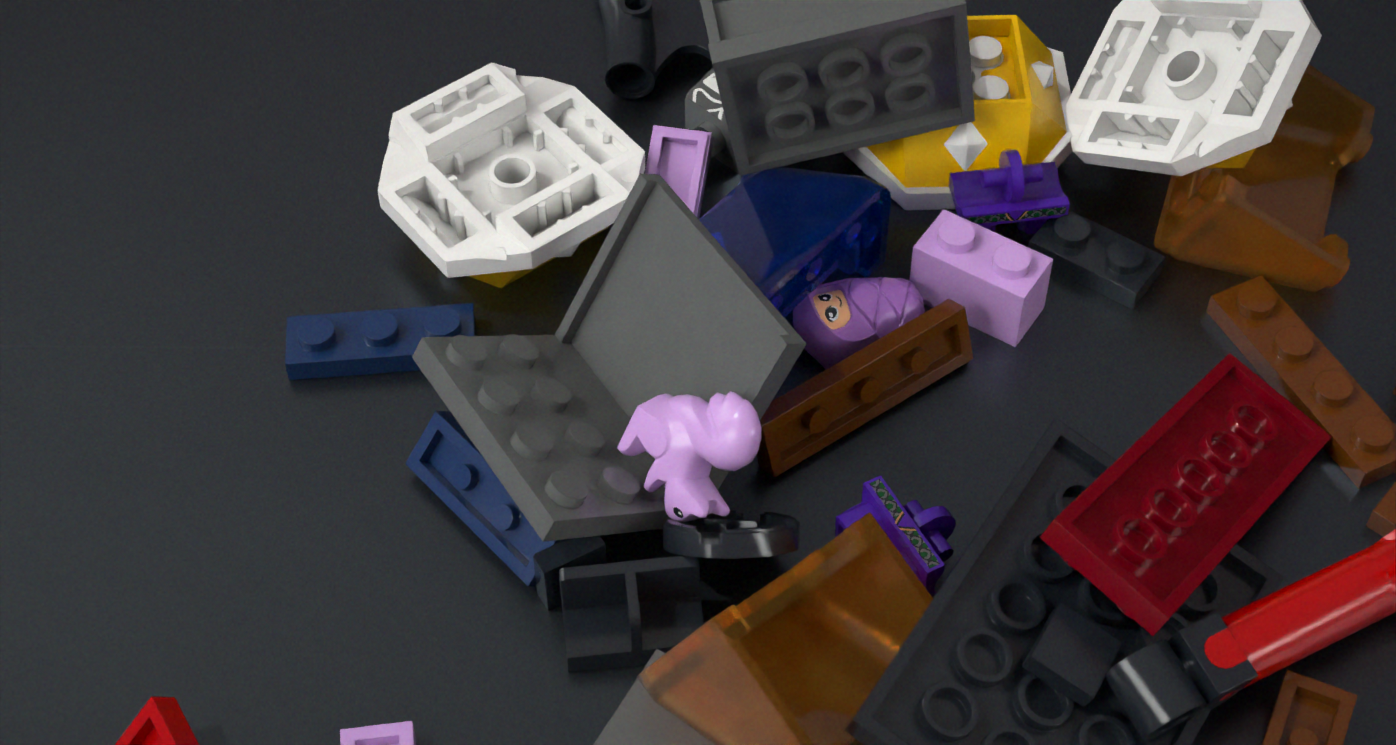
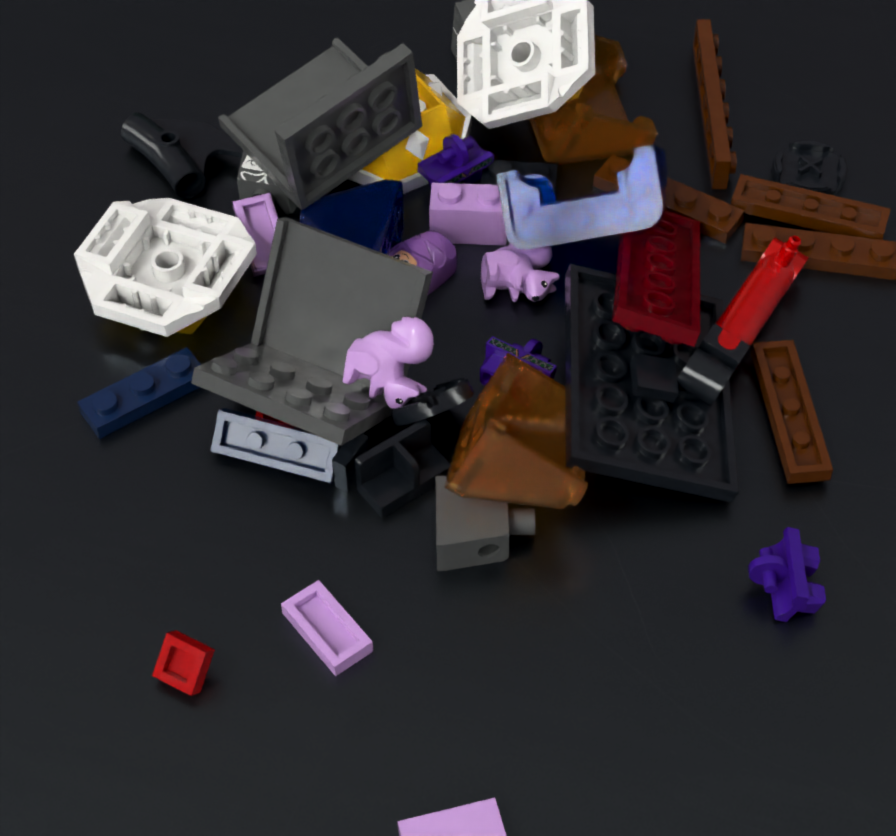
camera: 30 degrees left, 0 degrees up
(863, 386) = (452, 286): reddish brown plate -> none
(994, 381) = (518, 272): none -> lavender animal
(1073, 323) = (538, 220): none -> clear blue windscreen

